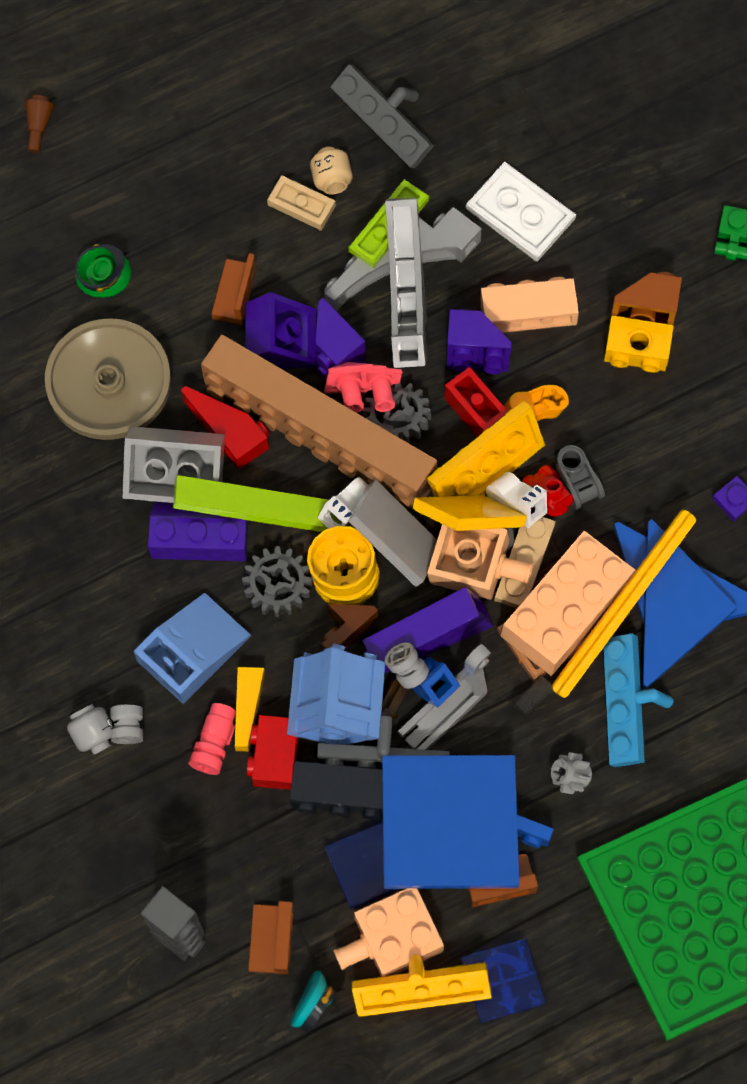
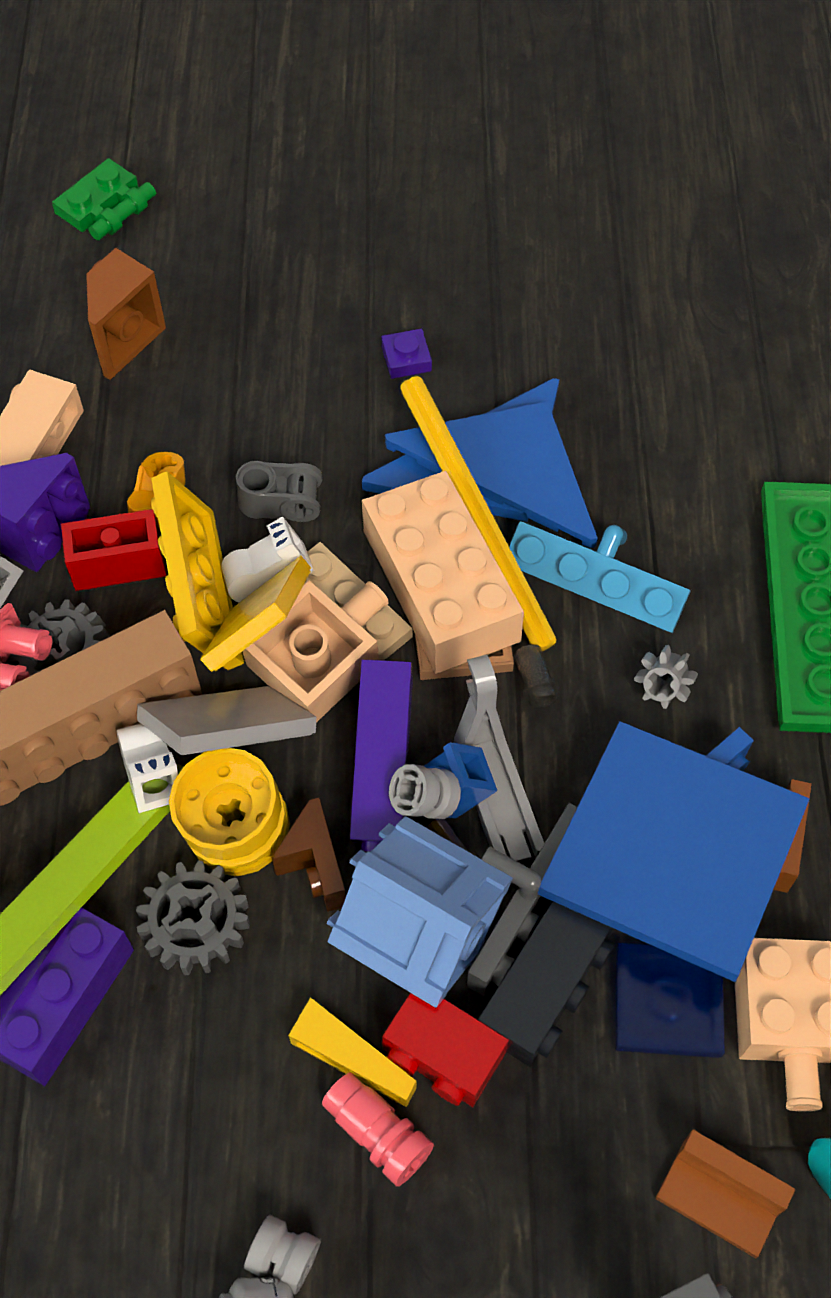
camera: 65 degrees left, 10 degrees down
(191, 647) = (218, 1092): medium blue slope -> none
(557, 495) = (295, 513): red plate -> none
(653, 335) = (155, 352): yellow brick -> none

